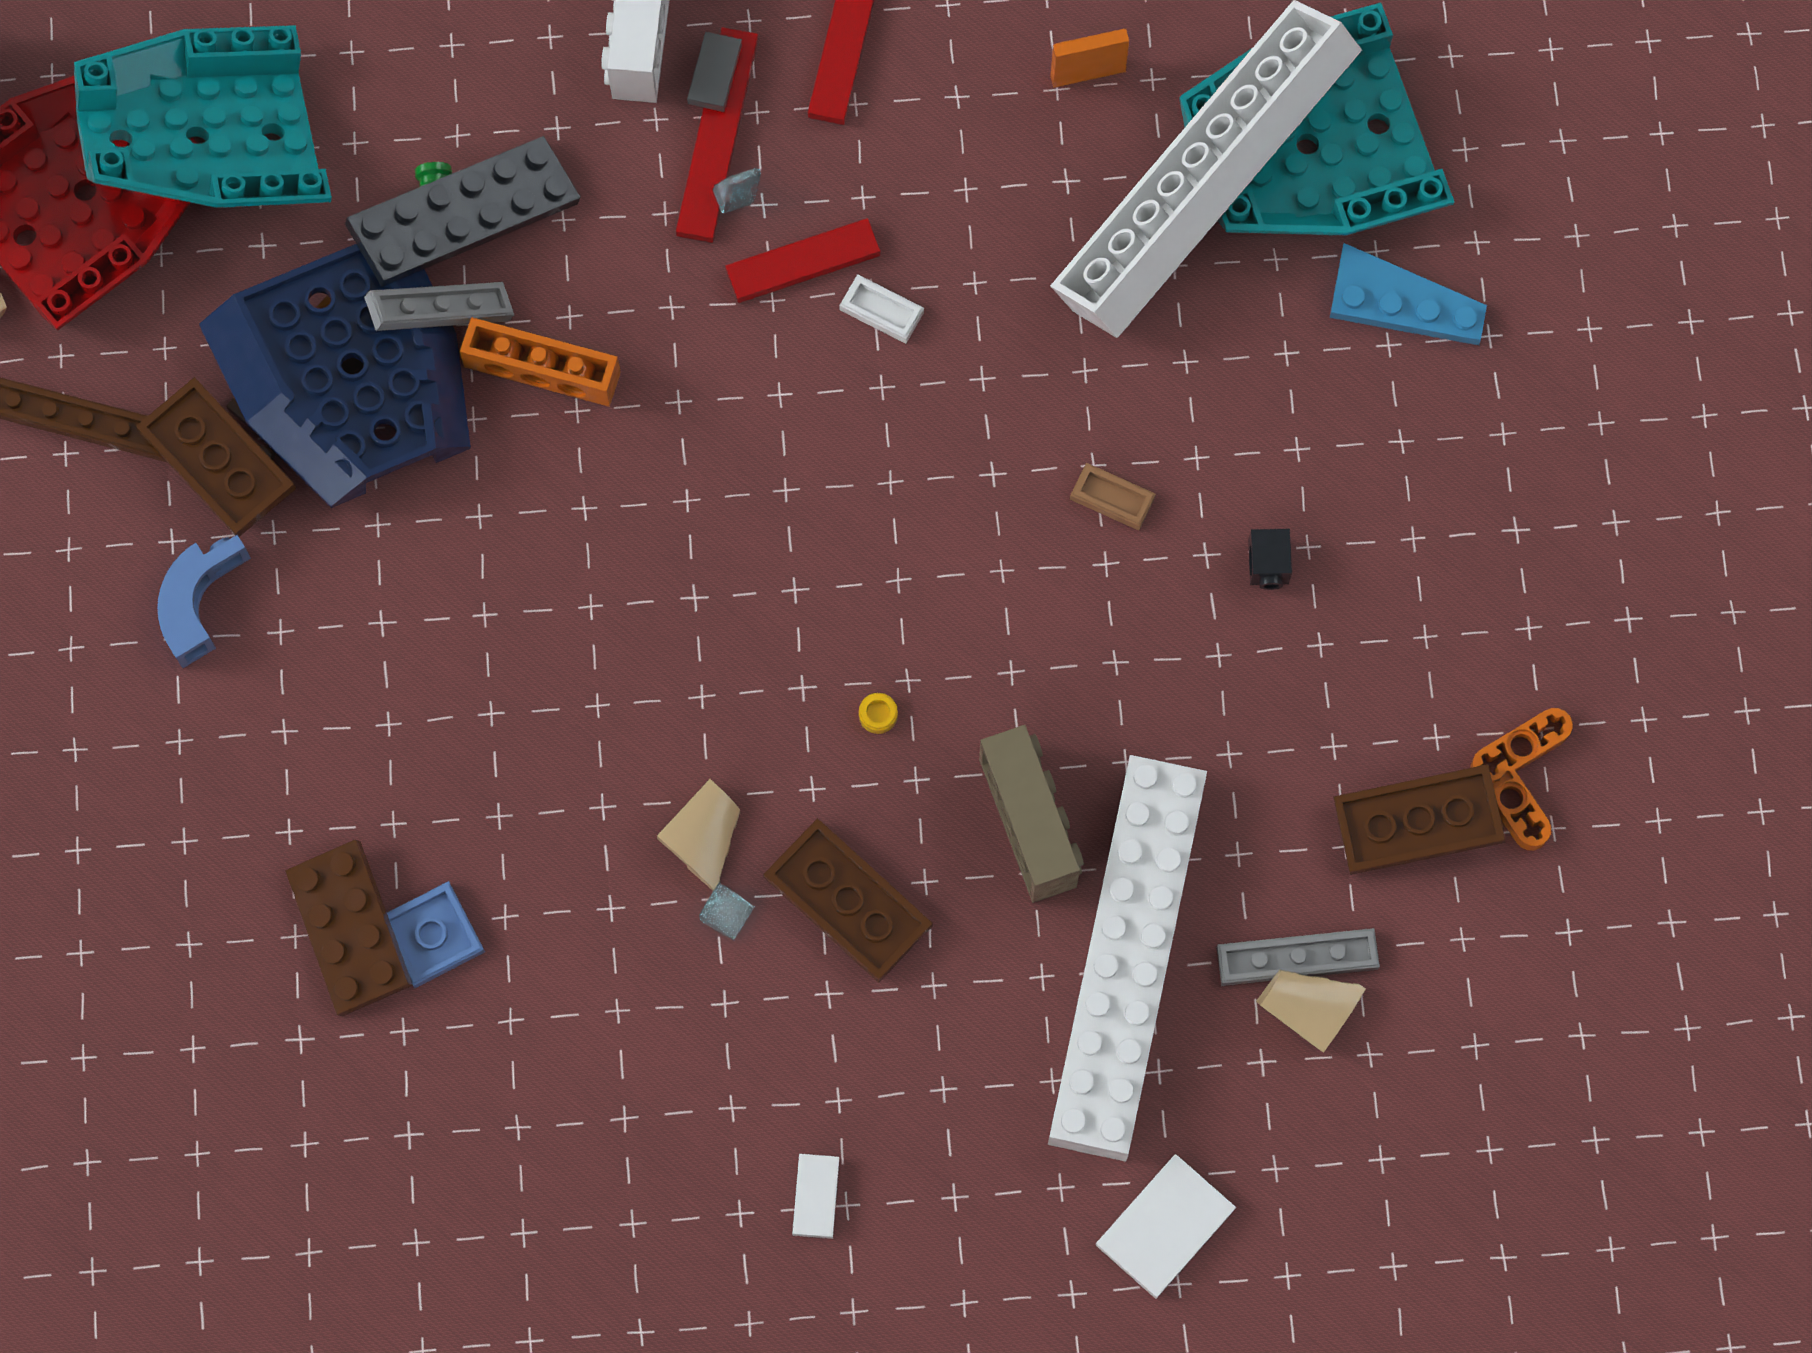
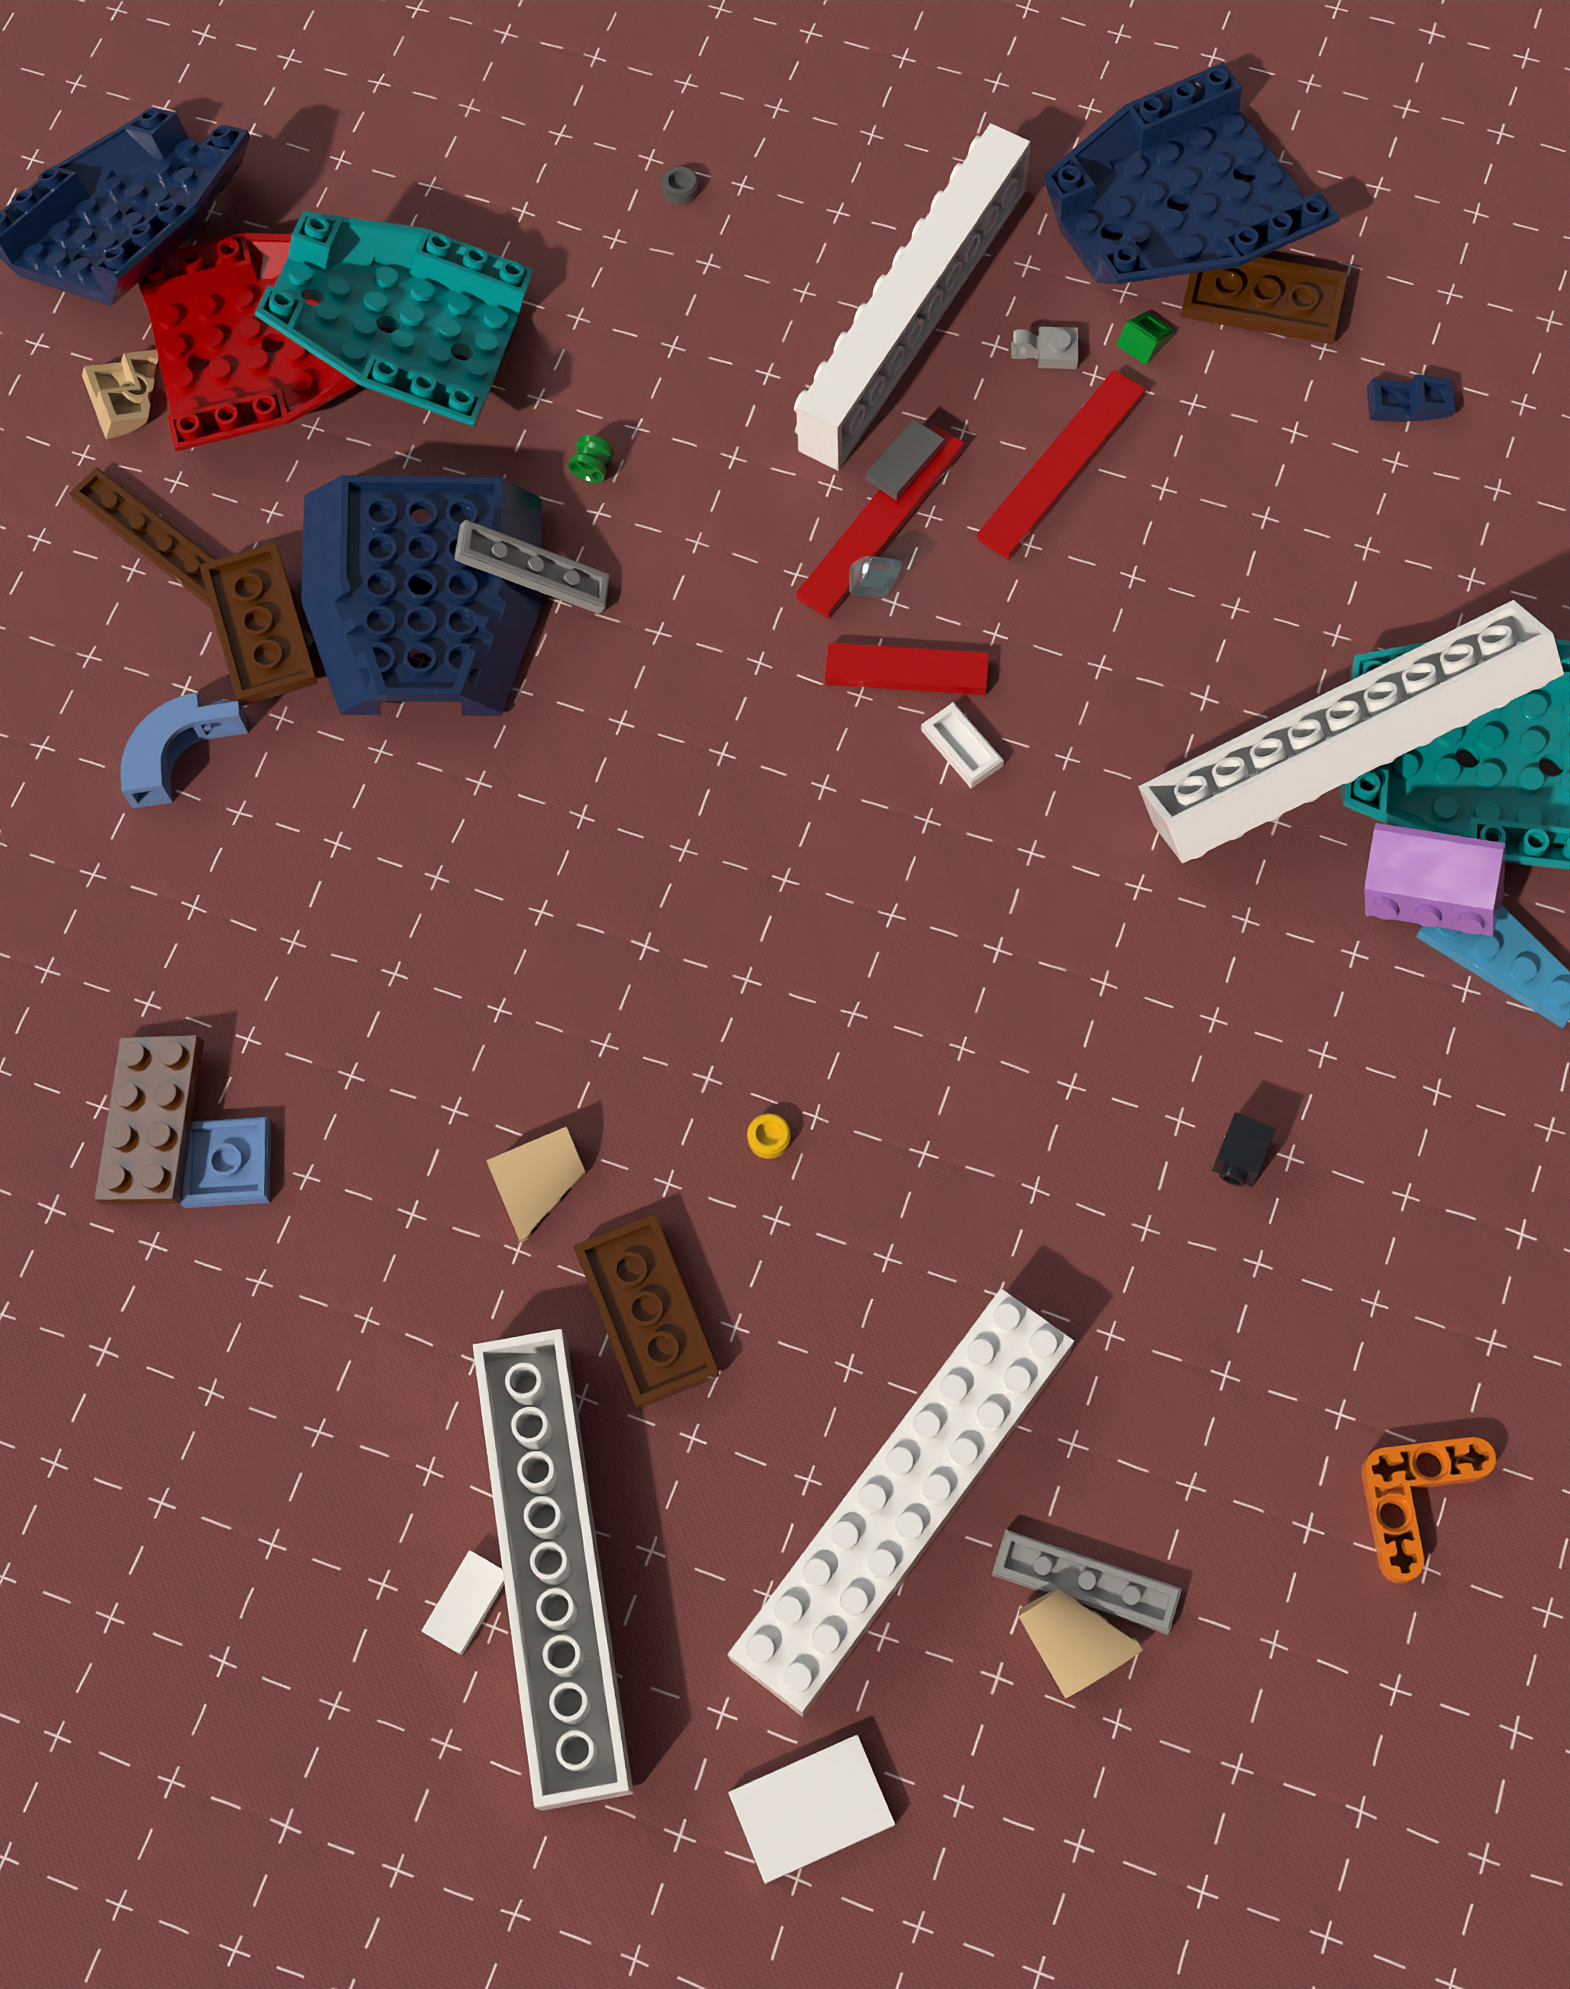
camera: 30 degrees right, 5 degrees down
(462, 211) = (599, 490): black plate -> none
(540, 361) = (604, 658): orange brick -> none
(726, 911) = (519, 1267): clear light blue slope -> none
(875, 1134) = (552, 1572): none -> white brick
(1030, 814) = (867, 1312): dark tan brick -> none
(1089, 57) = (1279, 584): orange tile -> none
(1112, 496) = (1109, 1021): medium nougat tile -> none
(1328, 266) = (1435, 879): none -> slope
(1419, 819) = (1282, 1493): reddish brown plate -> none

